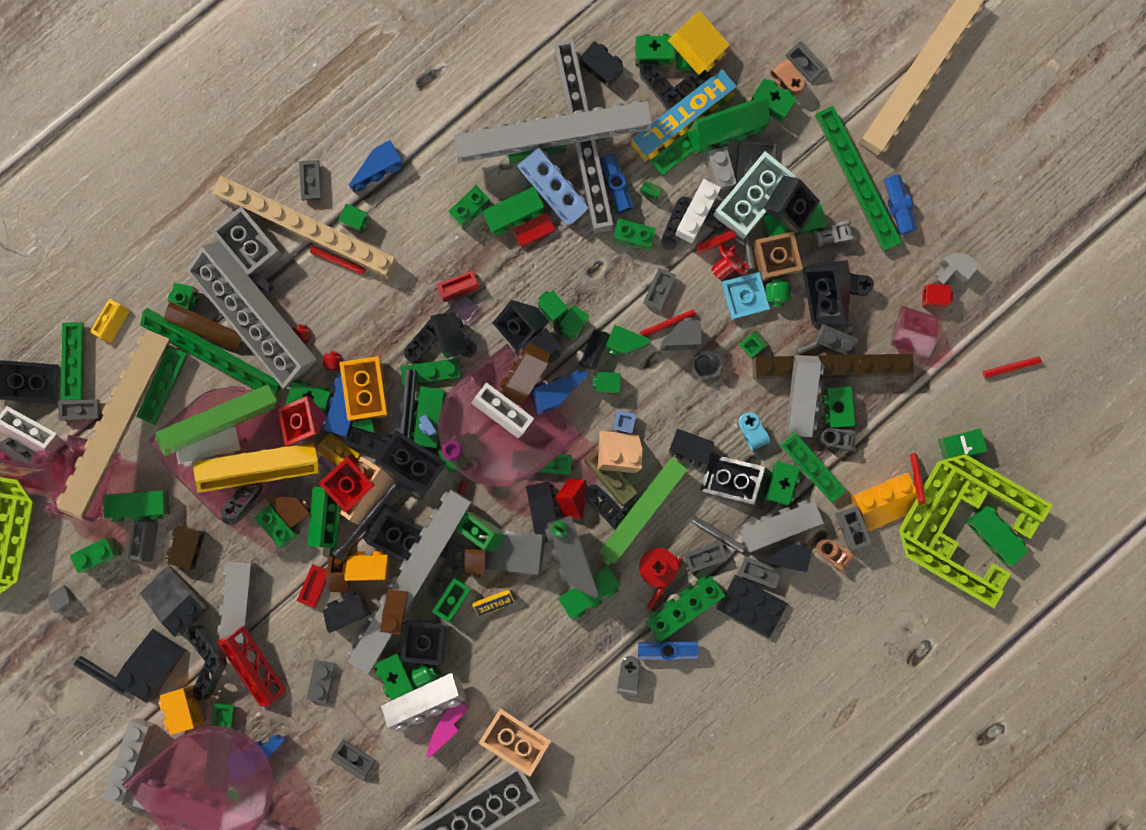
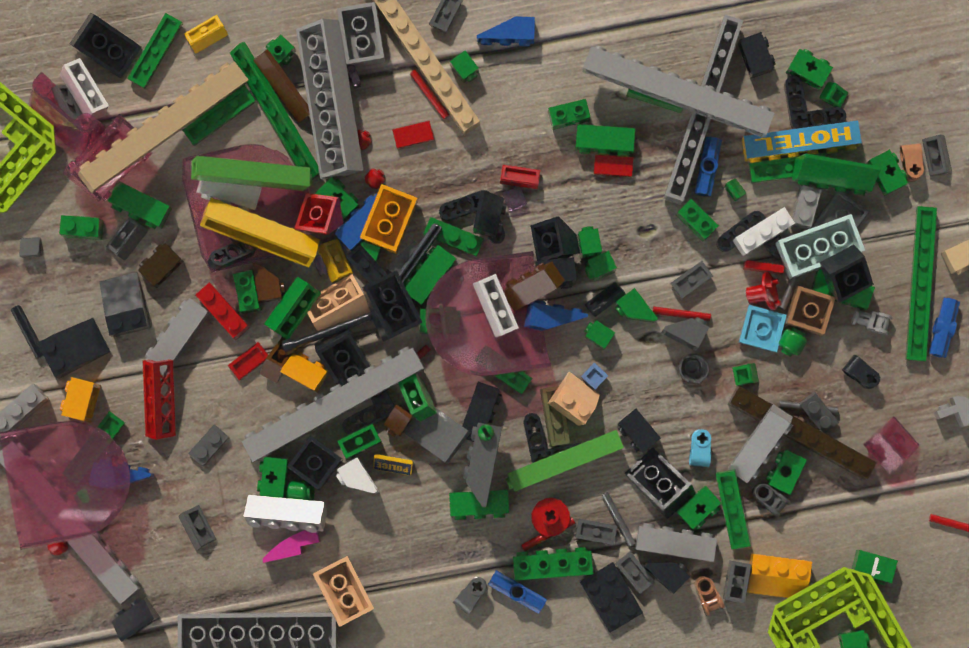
camera: 30 degrees right, 0 degrees up
(79, 409) = (137, 95): dark grey plate -> none
(214, 660) = (130, 377): black beam -> none
(264, 555) = (222, 311): none -> red brick
(343, 303) = (413, 134): none -> red tile
(345, 612) = (264, 399): black slope -> none
(347, 482) = (329, 291): red slope -> none
(394, 612) = (306, 422): reddish brown slope -> none
(426, 426) = (423, 282): medium blue plate -> none
(452, 450) = (433, 314): magenta plate -> none
(467, 633) = (356, 476): none -> white slope
(542, 183) = (640, 111): light blue brick -> none
(572, 498) = (511, 415): red slope -> none
(699, 43) = (851, 86): yellow brick -> none
(828, 292) = (835, 366): black slope -> none
(917, 479) = (817, 572): red bar -> none
(937, 296) = (929, 425): red brick -> none

